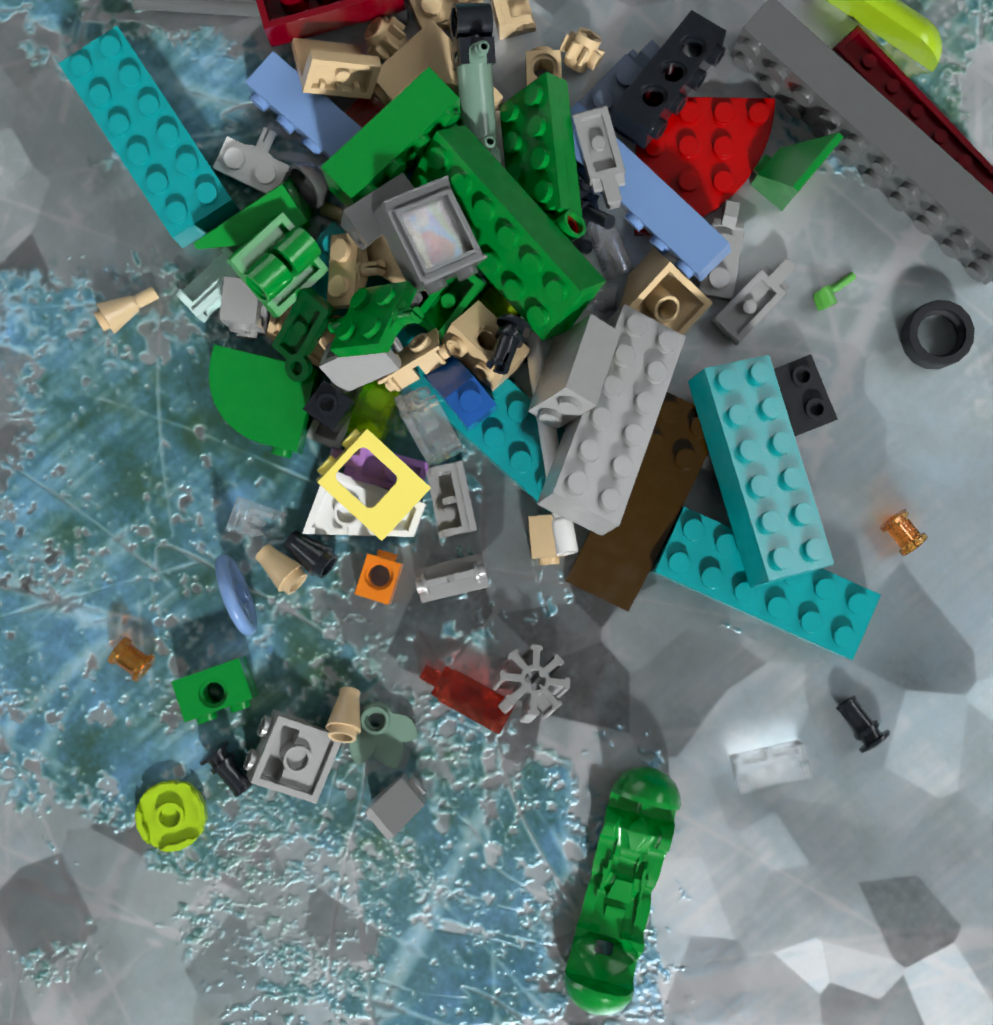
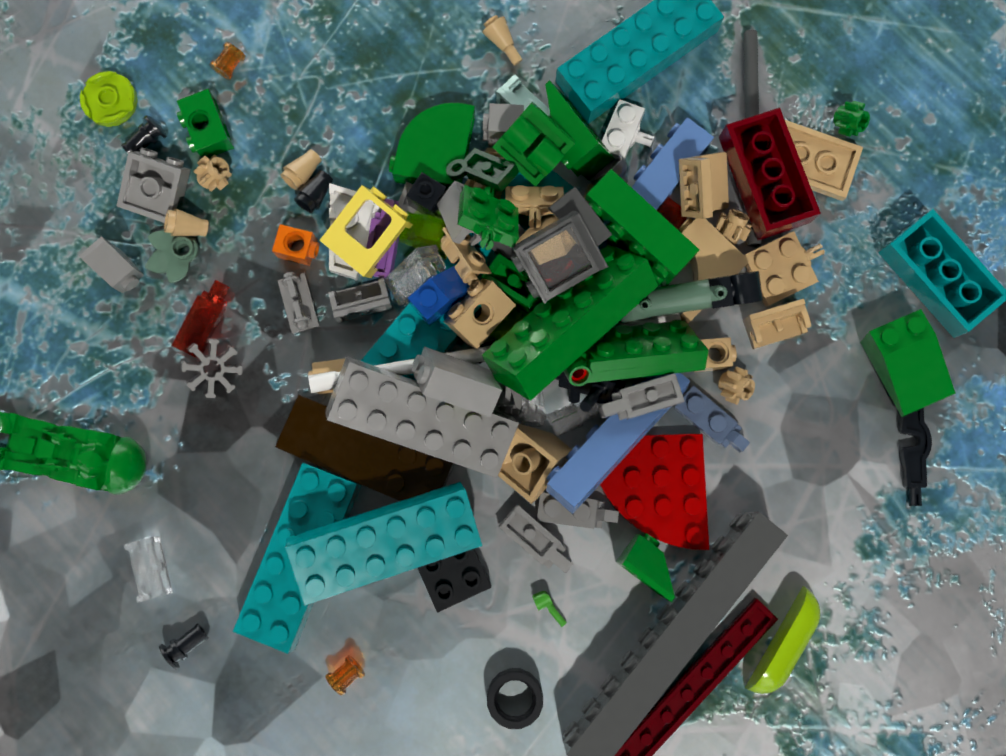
camera: 85 degrees right, 5 degrees down
(236, 594) = (276, 133): medium blue plate -> none
(248, 518) = (340, 142): clear hinge -> none
(280, 679) = (212, 172): none -> tan gear
(509, 337) = (478, 326): black pin -> none
(668, 80) = (753, 474): black brick -> none

